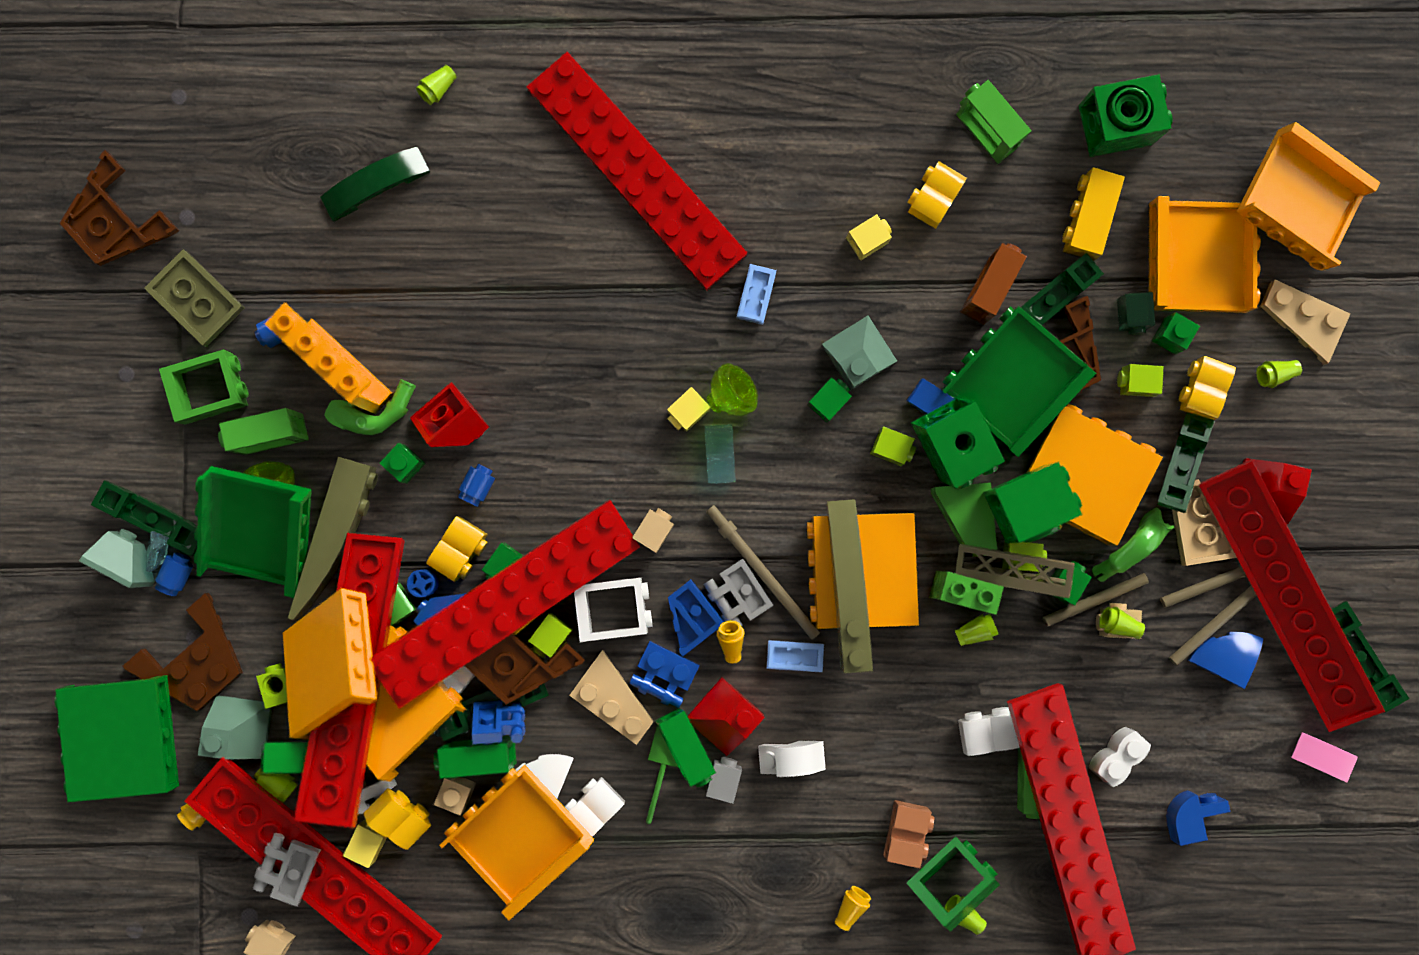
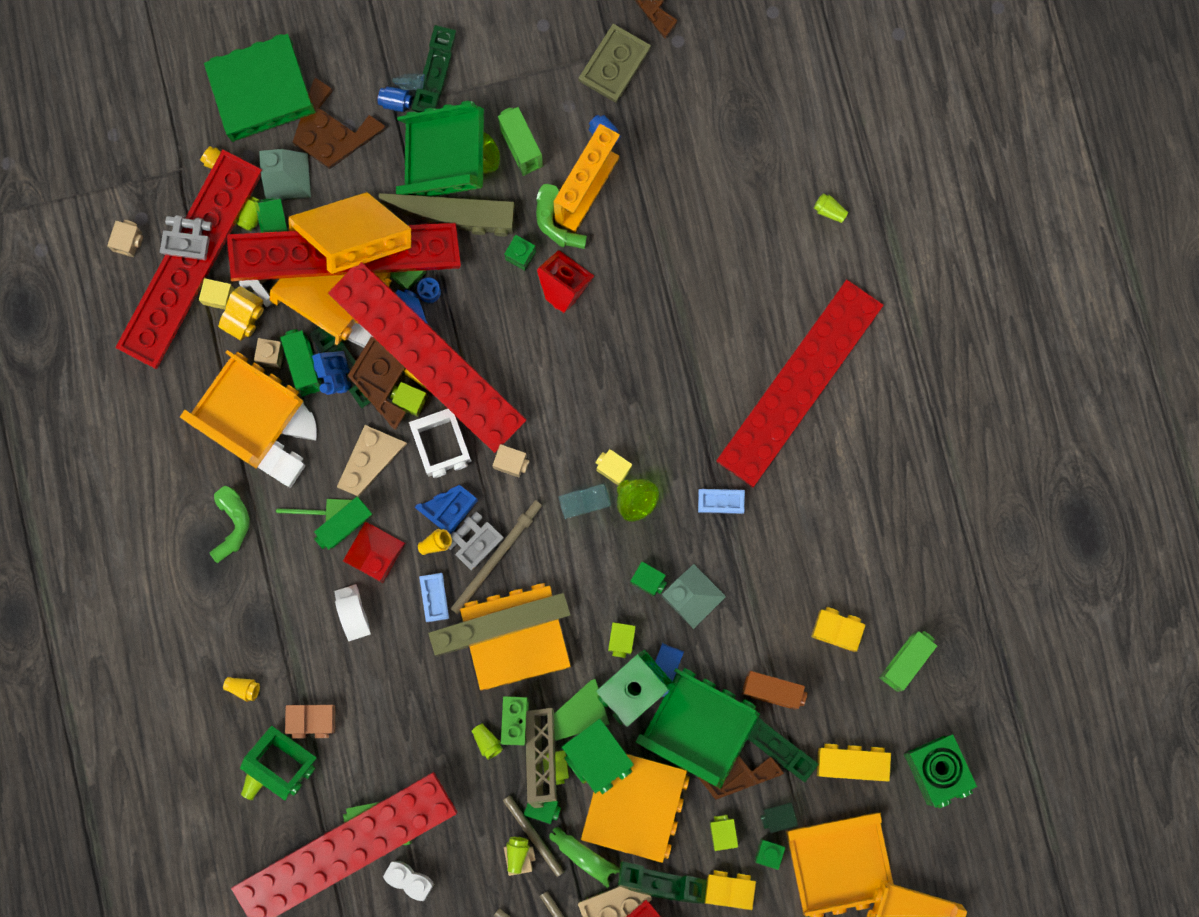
camera: 85 degrees right, 5 degrees down
(120, 558) = (398, 57): slope -> none
(178, 396) = (536, 68): bright green window -> none
(270, 695) = (326, 188): lime brick -> none
(372, 181) = (741, 178): dark green slope -> none
(457, 549) = (462, 311): yellow brick -> none
(476, 485) = (516, 314): blue brick -> none
(501, 558) = (461, 346): green brick -> none
(624, 878) = (230, 501): none -> bright green piece
(668, 666) = (404, 497): blue plate -> none
(725, 780) = (323, 562): light grey brick -> none
(869, 236) = (790, 582): light yellow brick -> none
(987, 732) = (404, 765): white brick -> none

